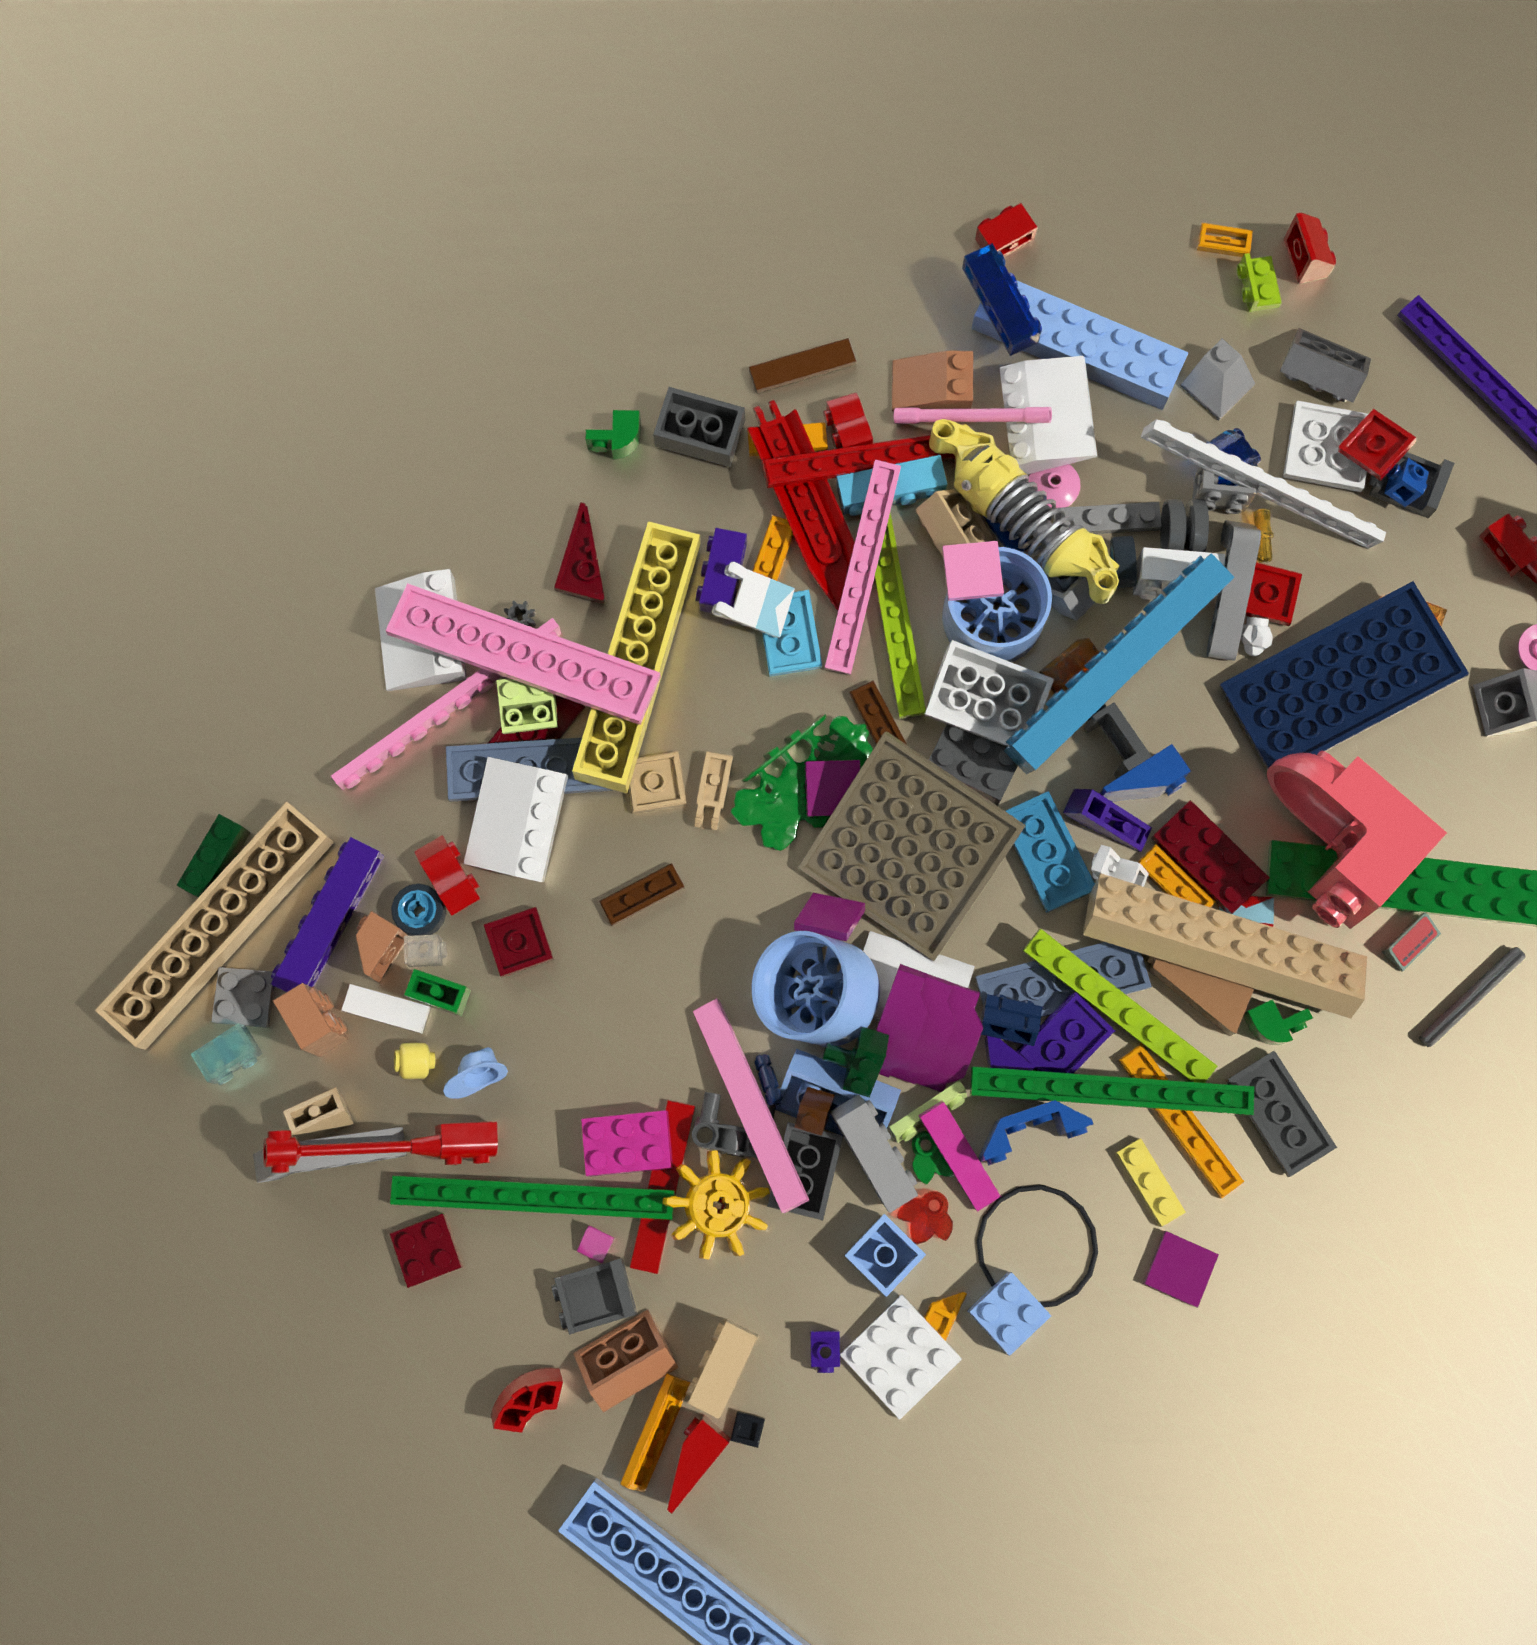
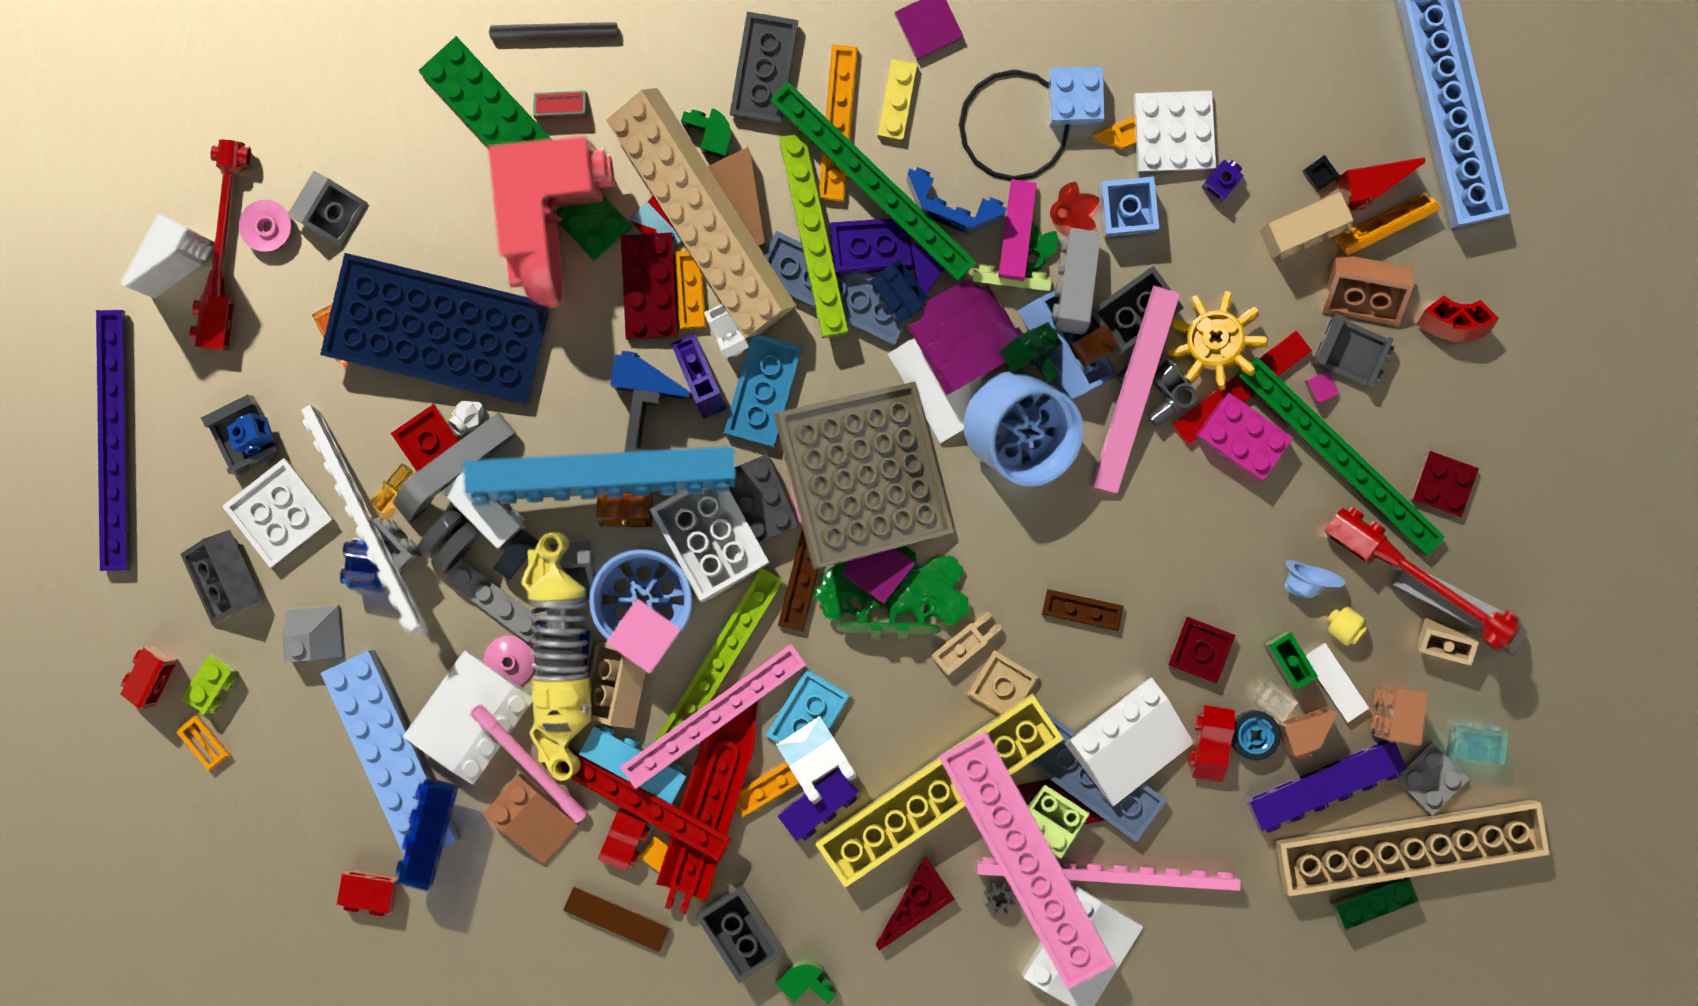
camera: 140 degrees left, 10 degrees up
(768, 1080) = (1106, 397): dark blue axle -> none
(830, 916) = (964, 475): magenta tile -> none
(1377, 444) = (246, 480): red plate -> none

